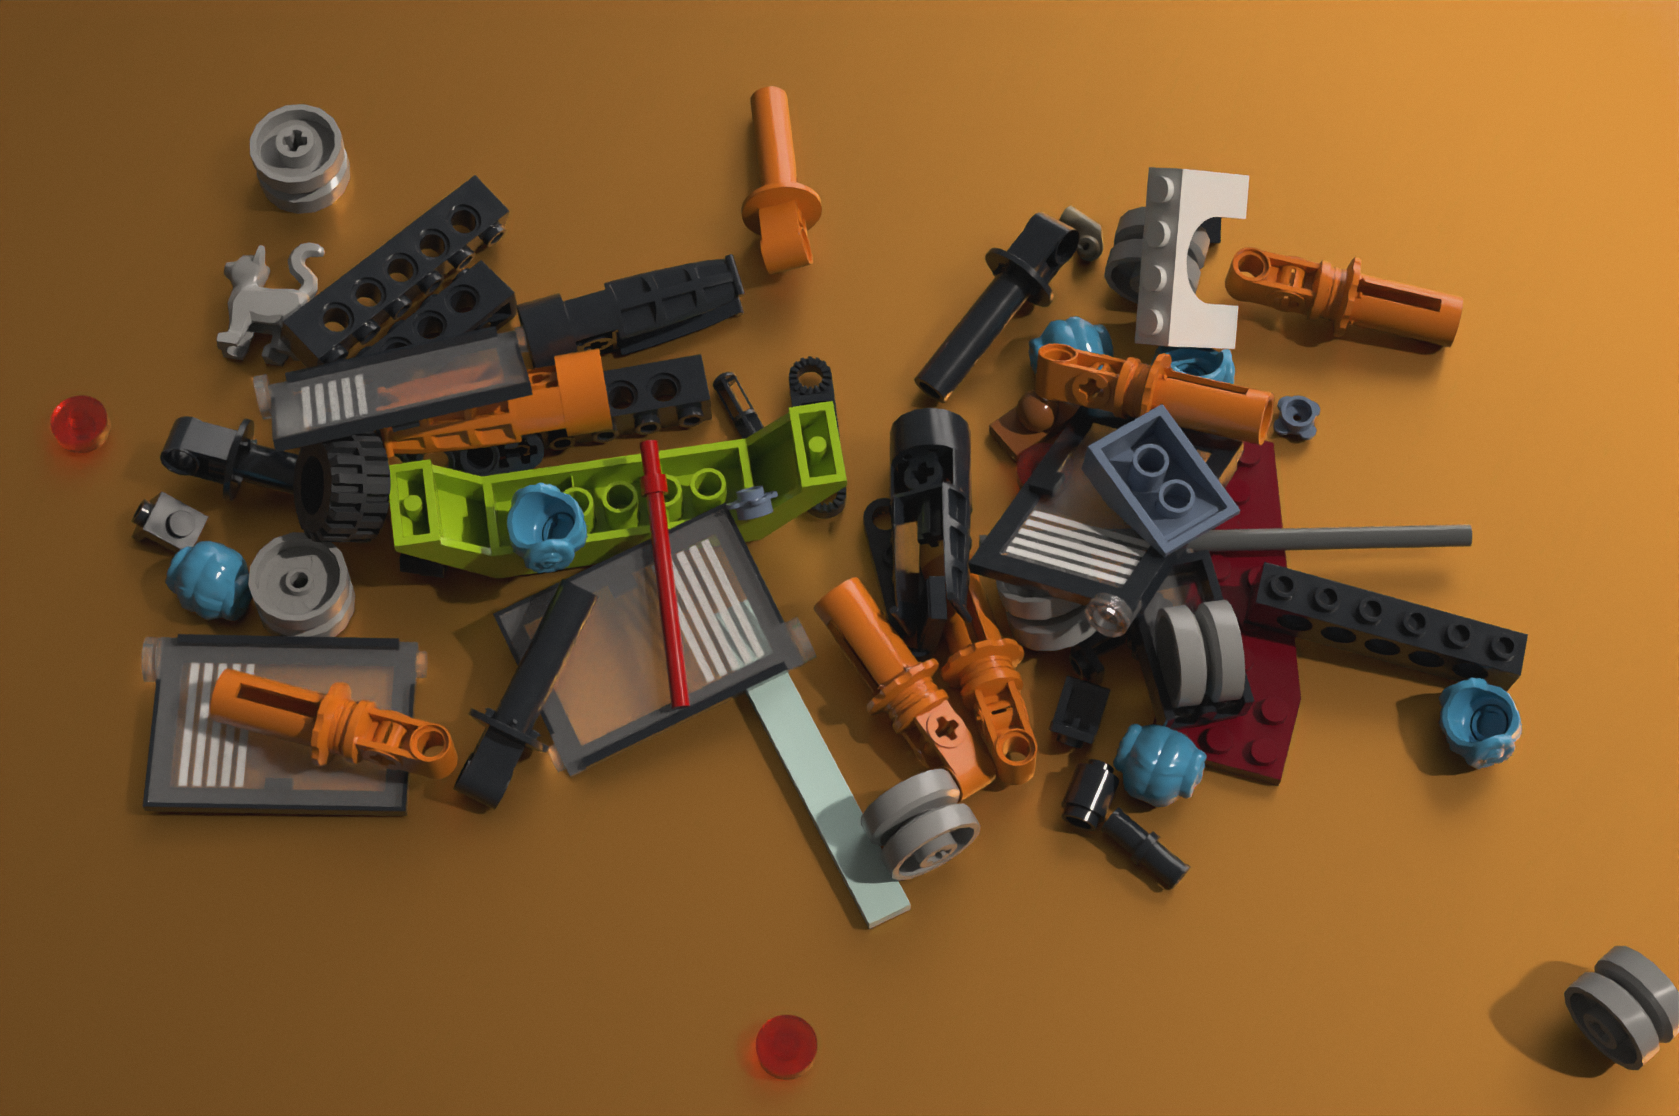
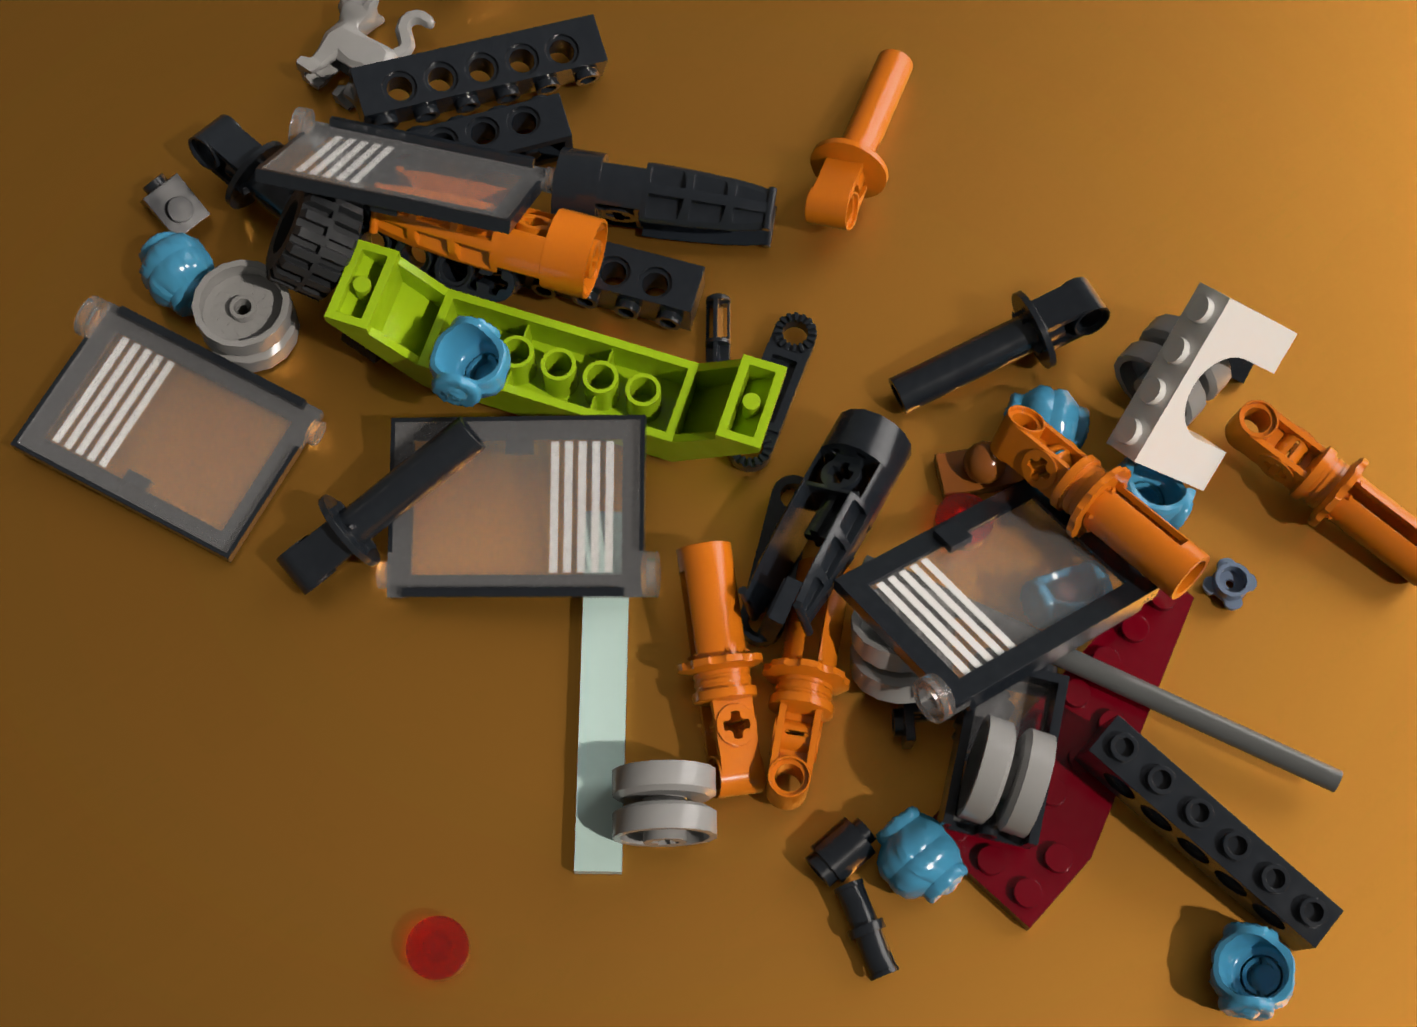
camera: 25 degrees right, 5 degrees up
(80, 424) = (150, 83): clear red wheel -> none
(332, 724) = (200, 453): orange piece -> none
(653, 488) = (586, 370): red bar -> none
(752, 503) = (668, 427): sand blue plate -> none
(1079, 712) = (872, 768): black bracket -> none
(1090, 233) = (1123, 316): dark tan arm -> none
(1158, 482) = (1052, 591): sand blue slope -> none

